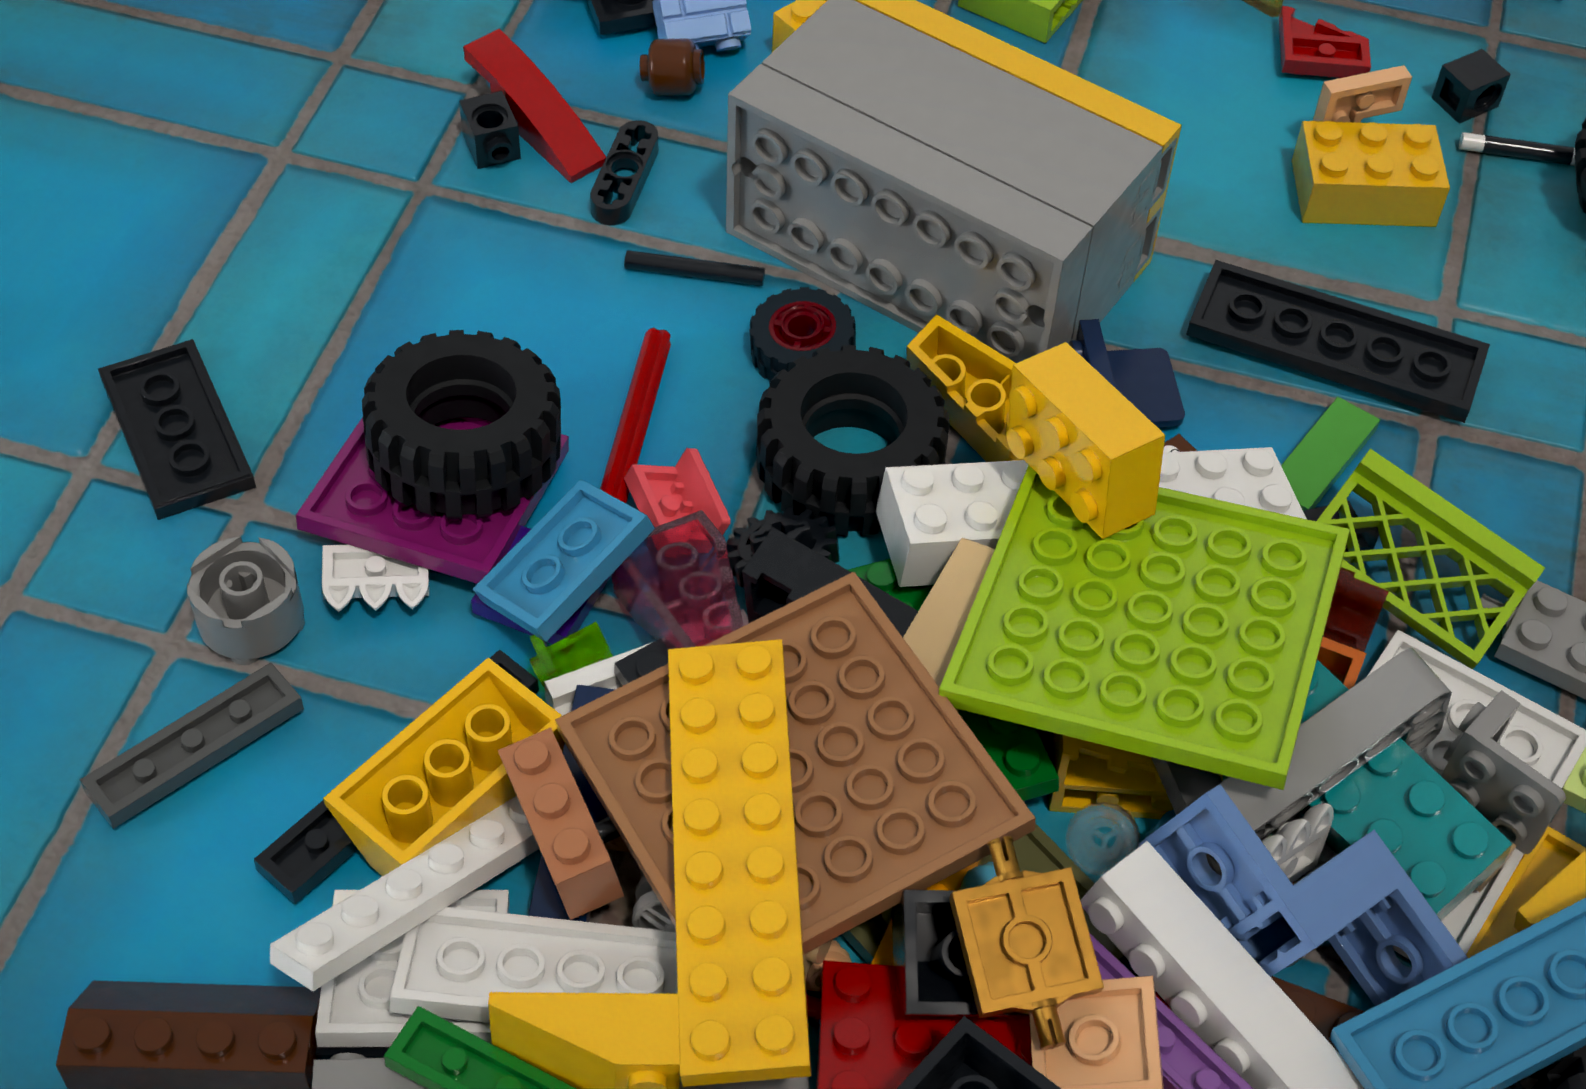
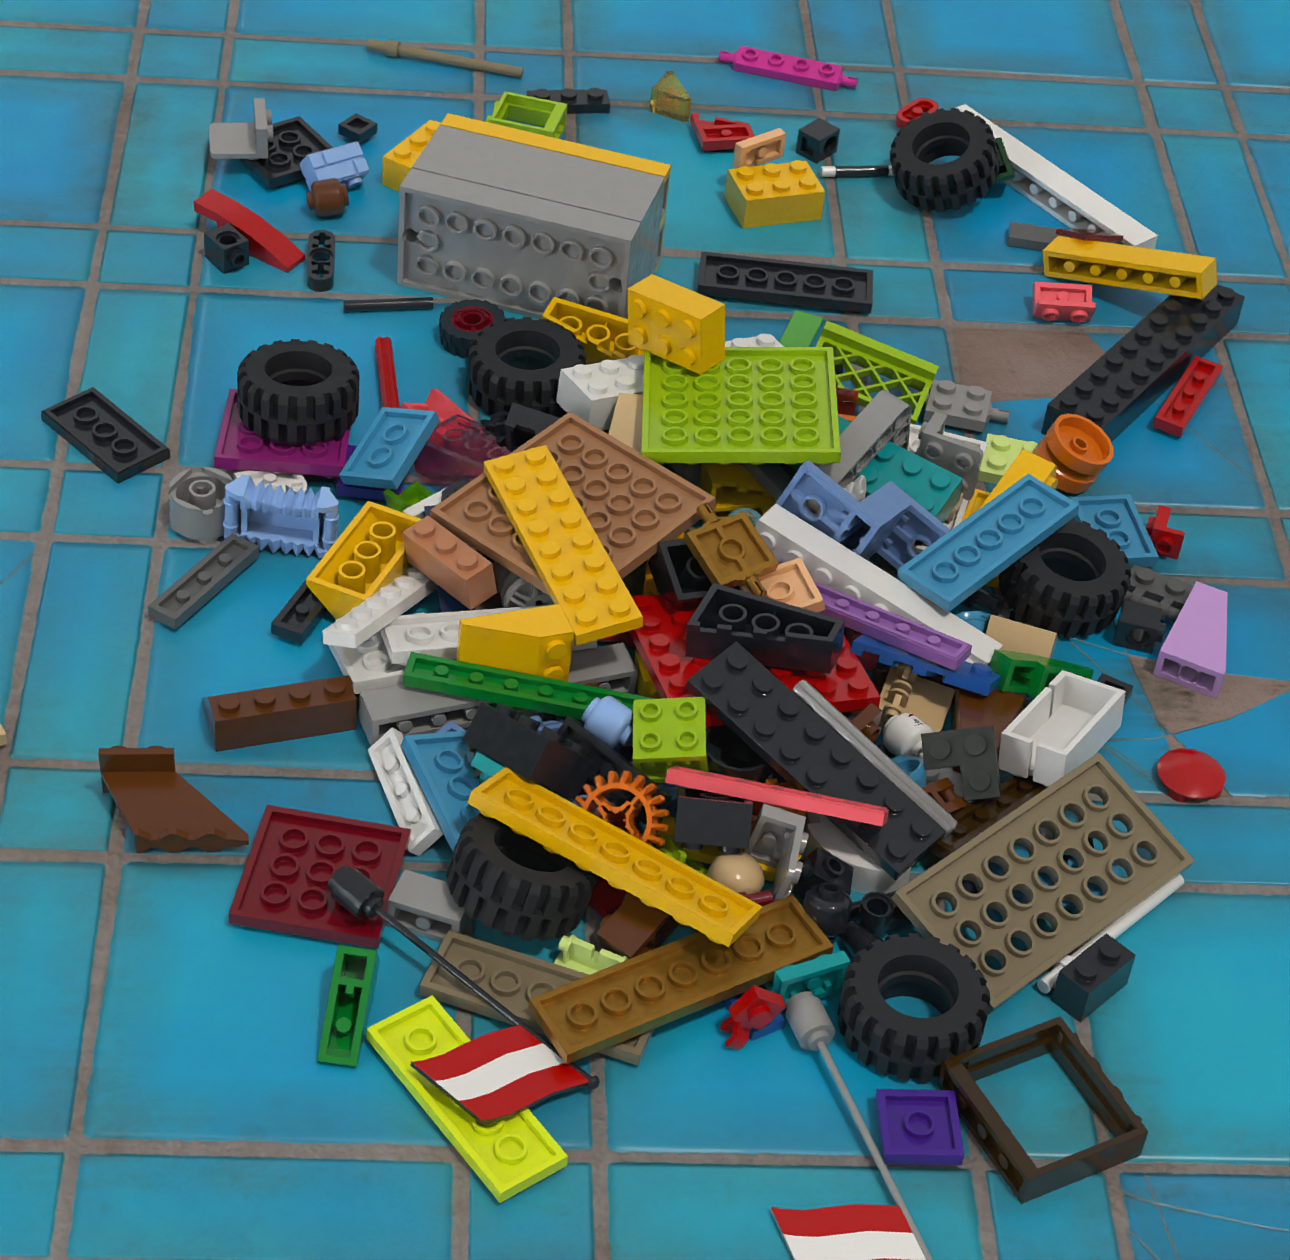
camera: 20 degrees left, 10 degrees down
(342, 656) = (281, 517): none -> light blue piece

